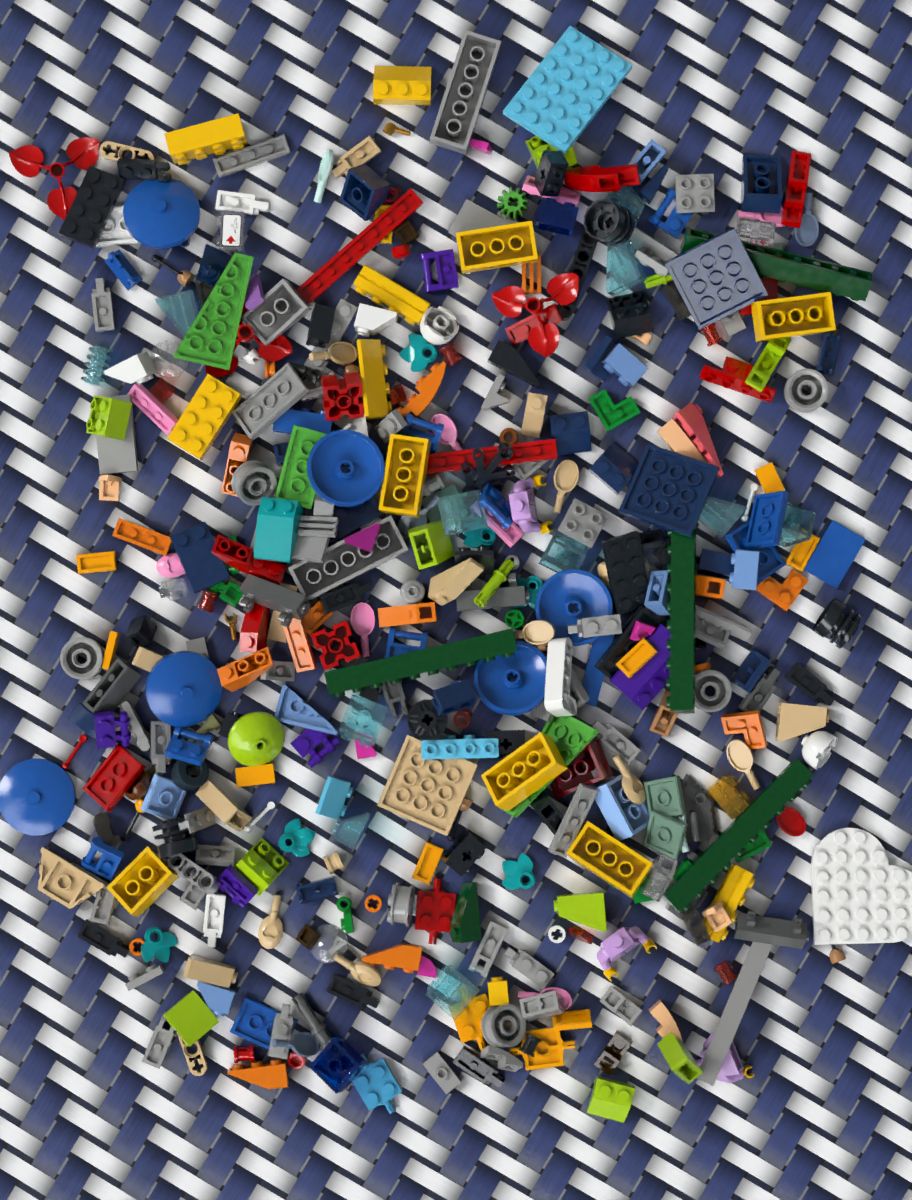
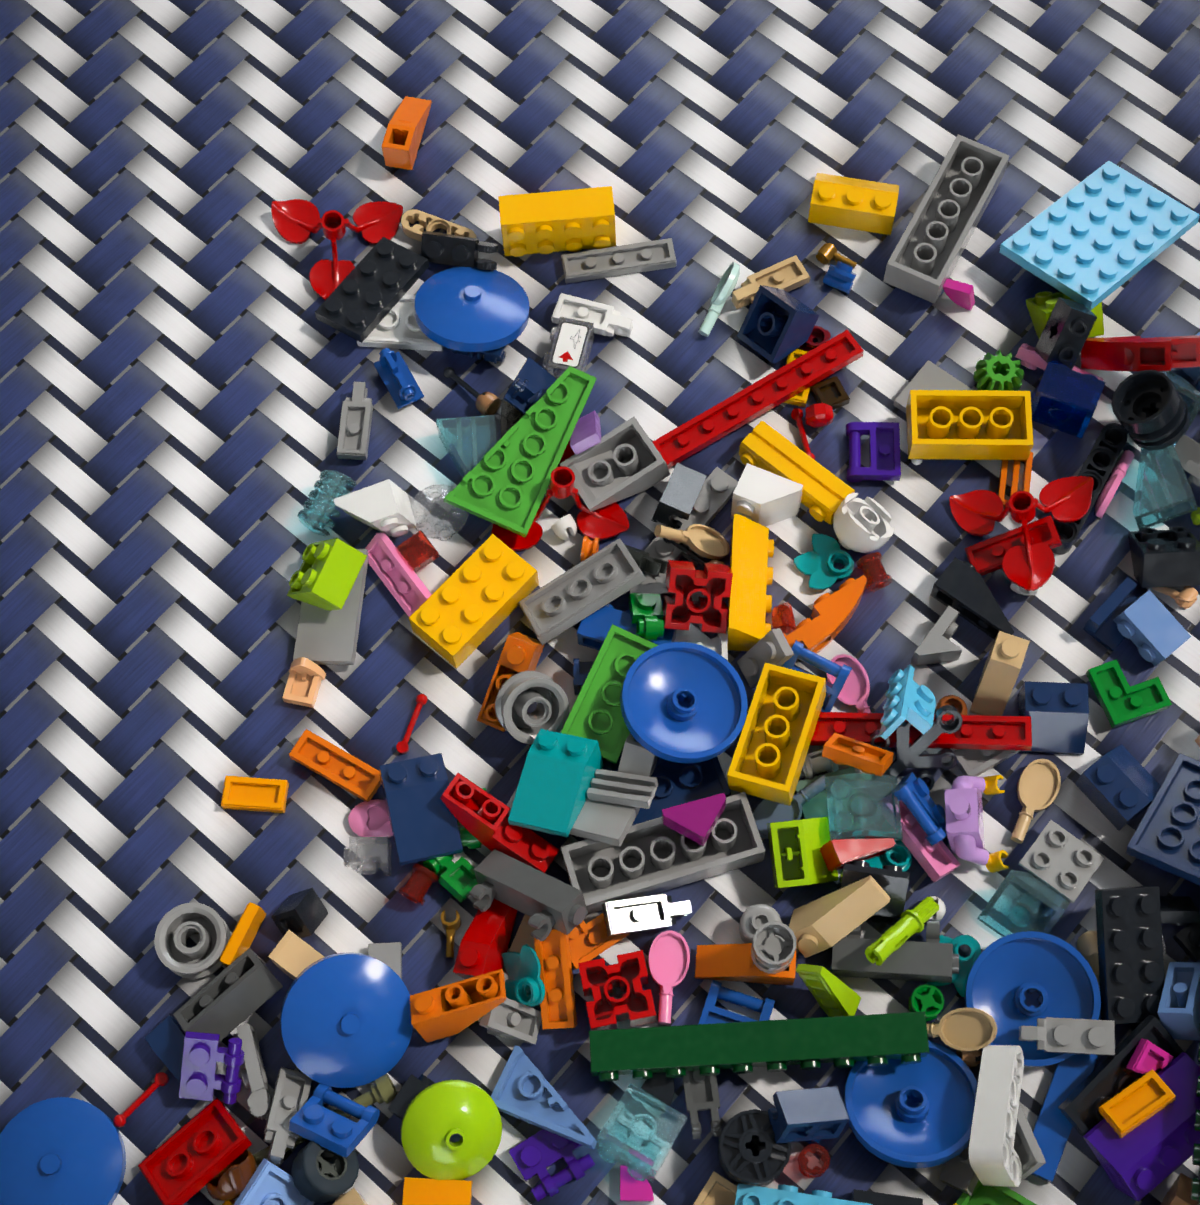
camera: 15 degrees right, 20 degrees down
(88, 80) = (405, 133): none -> orange slope
(179, 517) = (402, 746): none -> red hinge
(280, 646) = (524, 976): none -> teal plate
(314, 411) = (647, 614): none -> green plate
(387, 251) = (797, 415): none -> red hinge
(401, 144) = (840, 277): none -> blue plate
(420, 608) = (773, 947): none -> light grey wheel
(454, 480) = (857, 754): none -> orange plate
(455, 542) = (842, 851): none -> slope
(459, 625) = (829, 991): none -> lime slope
(481, 445) = (907, 702): none -> medium azure bracket
(593, 268) = (1113, 483): none -> bright pink piece

